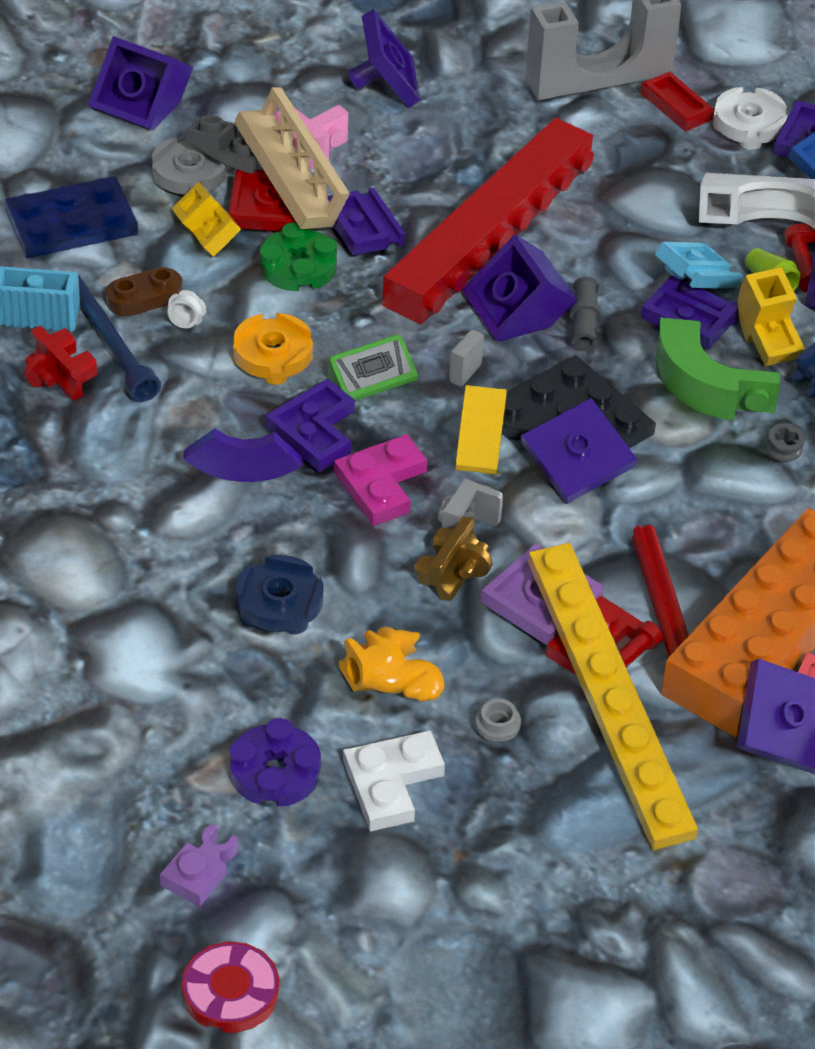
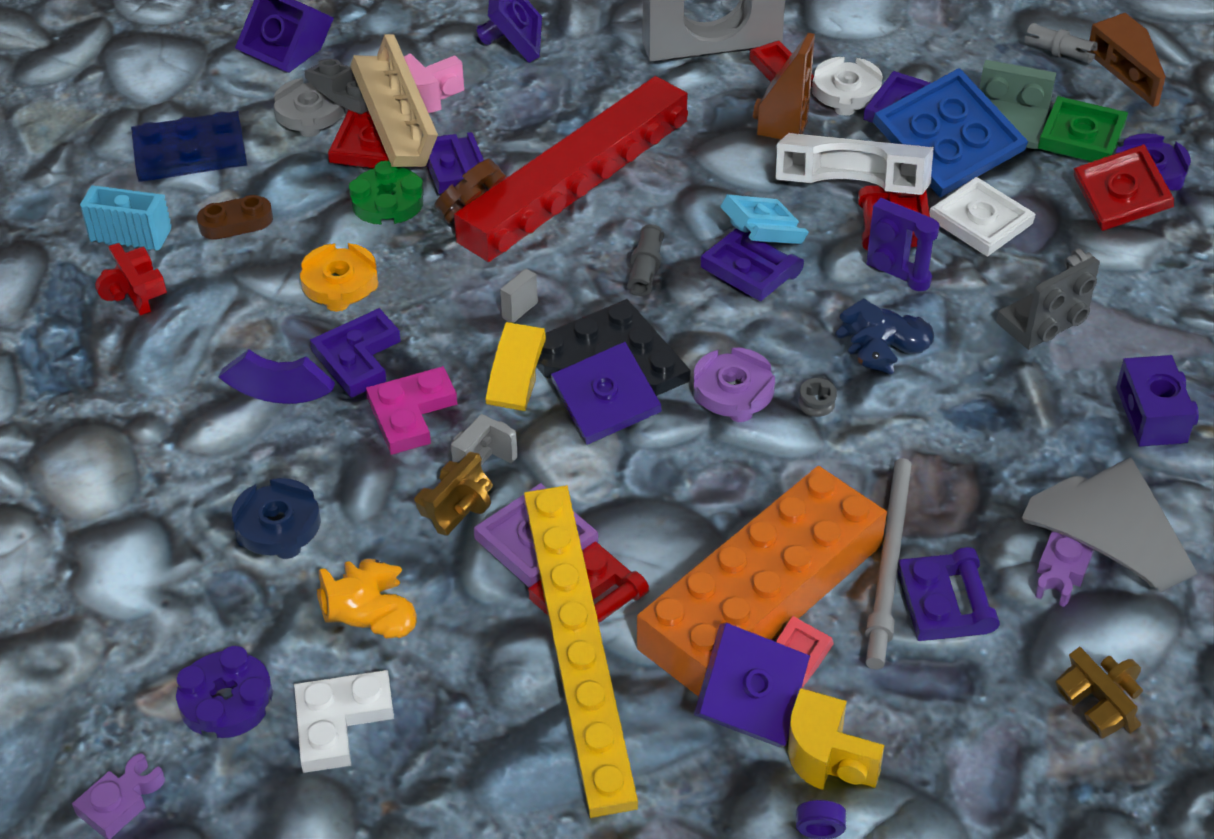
camera: 10 degrees right, 0 degrees up
(139, 379) = (203, 300): dark blue piece -> none
(180, 315) = (266, 235): white plate -> none
(206, 218) = (309, 153): yellow slope -> none
(372, 368) = (427, 301): slope -> none
(392, 251) = (475, 183): none -> reddish brown plate
(498, 720) = (458, 655): light grey plate -> none
(518, 291) = (585, 235): dark purple slope -> none
(660, 587) = (658, 533): red axle -> none
(696, 133) = (787, 98): none -> dark orange slope
(706, 383) = (740, 326): bright green arch -> none
(708, 451) = (731, 400): none -> medium lavender plate
(761, 260) = (839, 230): lime cone -> none
(765, 314) = (820, 270): yellow brick -> none

